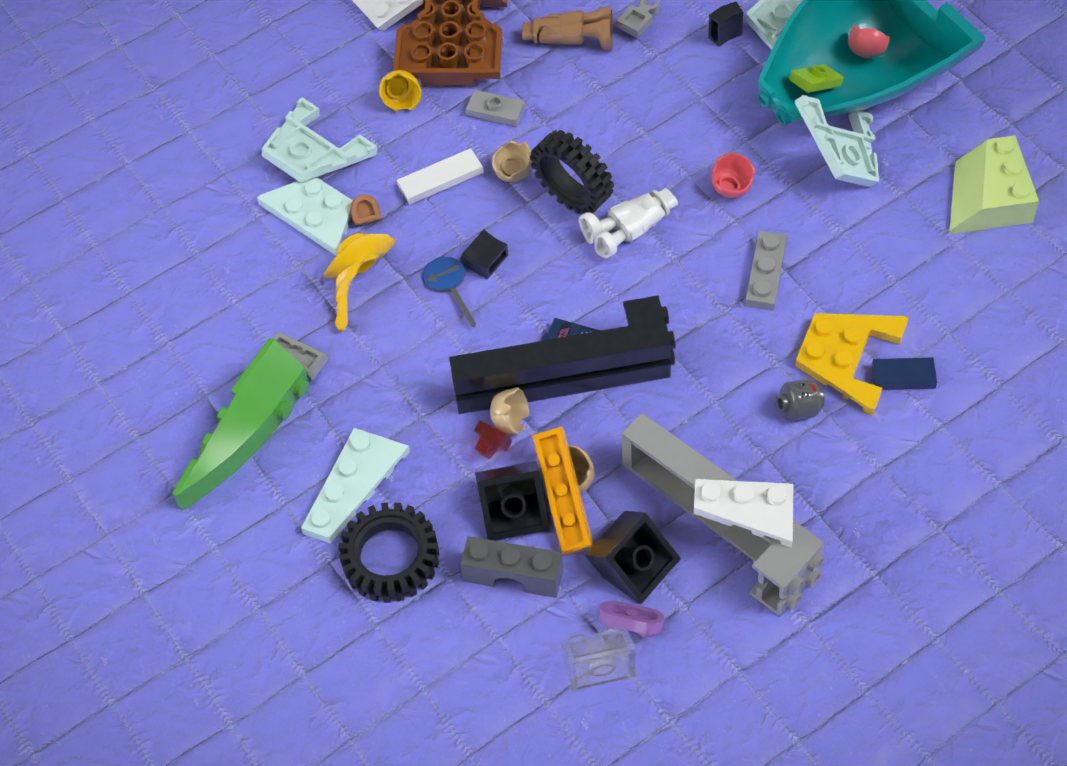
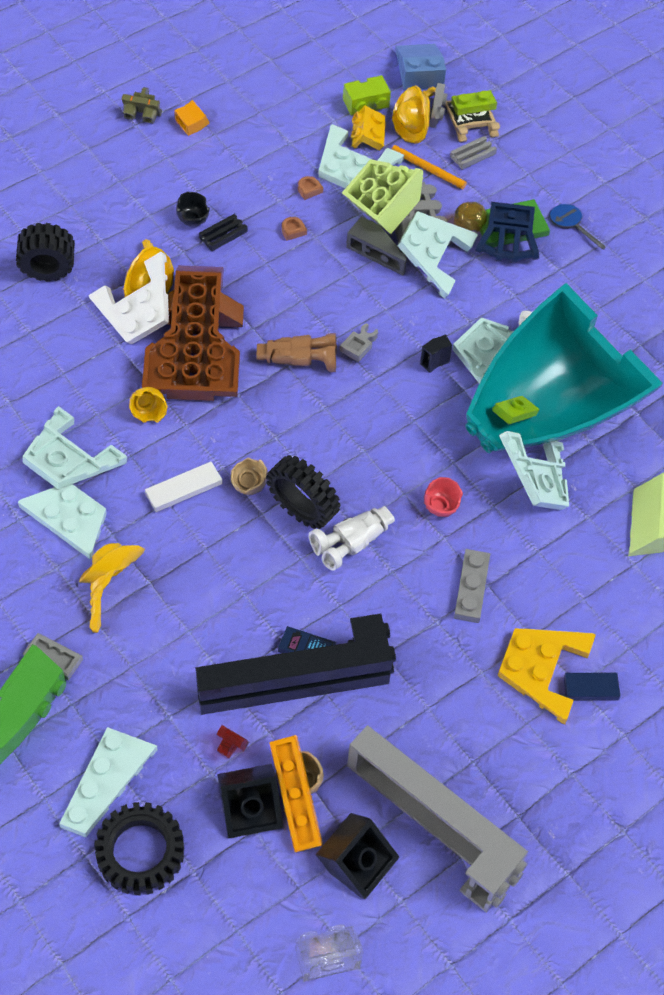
camera: 10 degrees left, 0 degrees up
(364, 209) = (116, 517): nougat tile -> none
(445, 275) = (189, 581): blue piece -> none
(484, 254) = (224, 563): black piece -> none
(495, 108) = (232, 423): light grey plate -> none
(508, 411) = (246, 714): tan hair -> none
(533, 567) = (269, 866): dark grey arch -> none
(635, 618) = (356, 914): medium lavender plate -> none
(751, 505) = (463, 816): white wing -> none
(800, 399) = (503, 709): dark grey head -> none
(867, 42) = (559, 377): coral hair -> none

